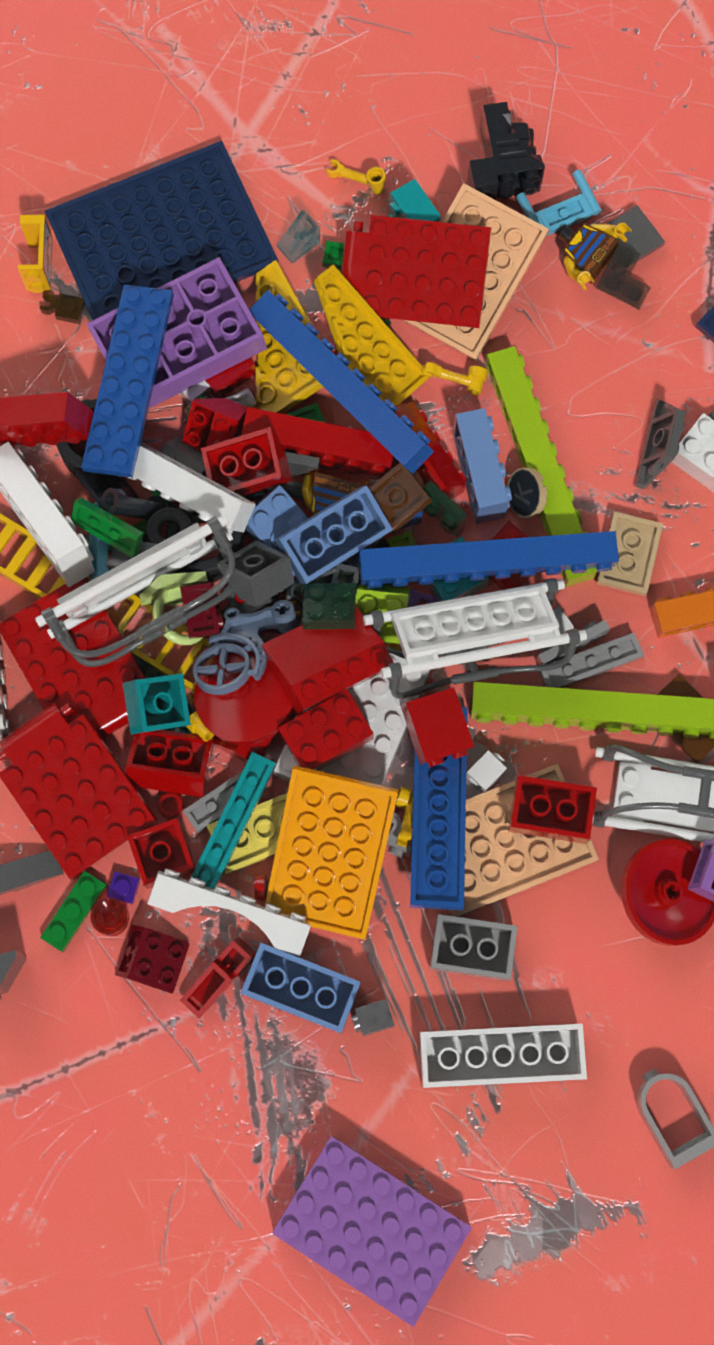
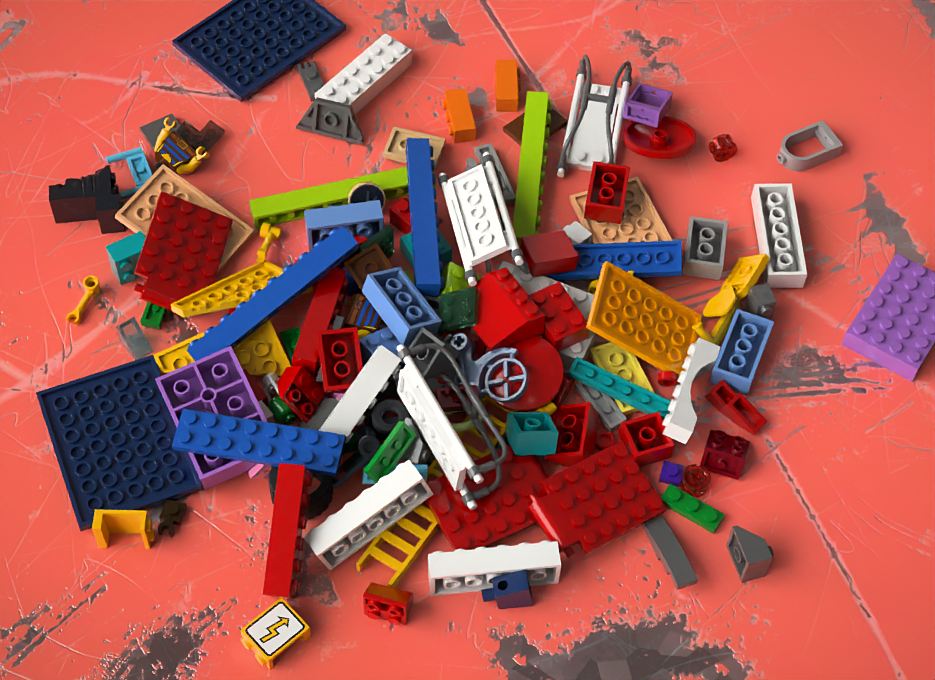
camera: 90 degrees left, 20 degrees down
(401, 986) = (736, 287): none -> yellow plate
(660, 986) = (722, 147): none -> clear red wheel

